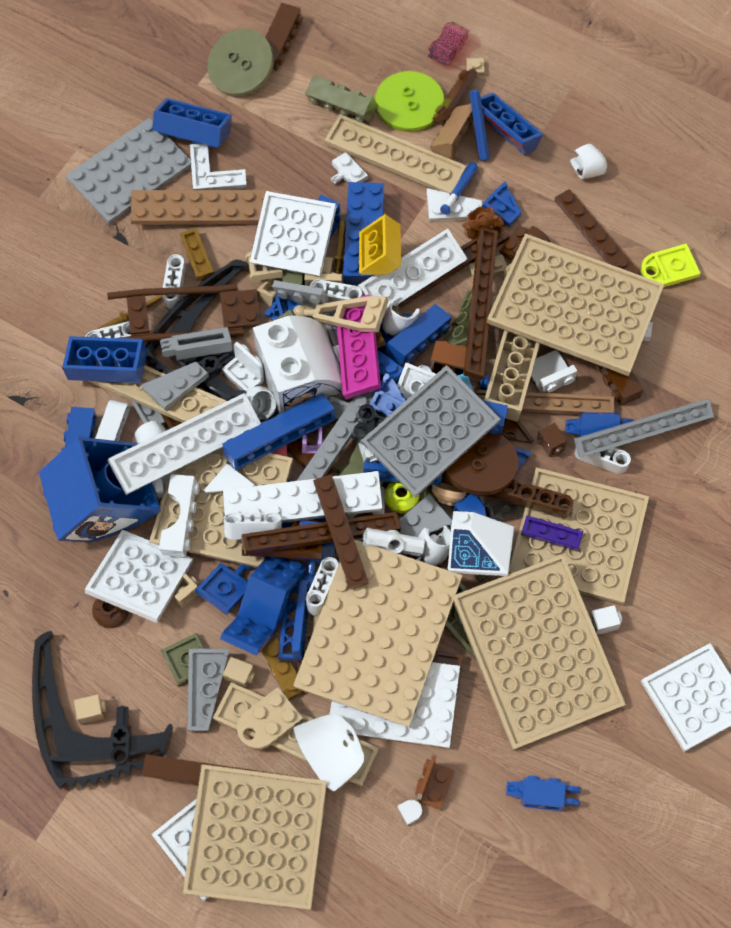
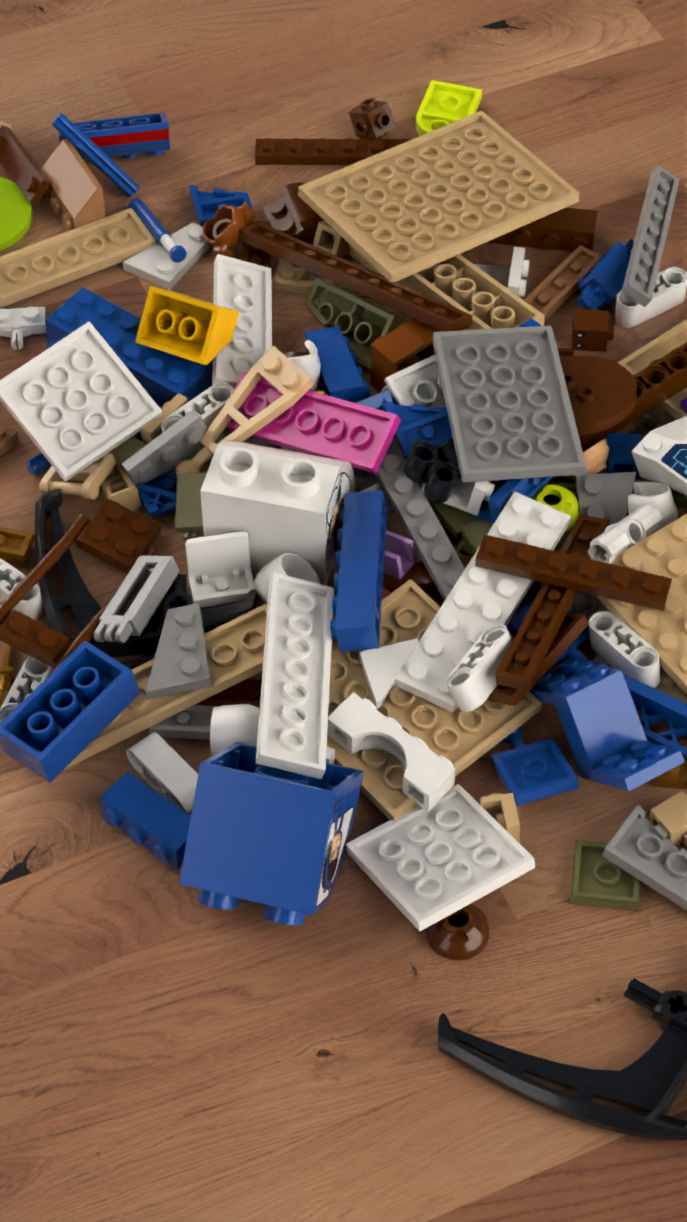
camera: 55 degrees left, 15 degrees down
(89, 709) = (602, 1031): tan brick -> none
(589, 162) = (240, 101): white piece -> none
(627, 234) = (372, 119): none -> reddish brown brick

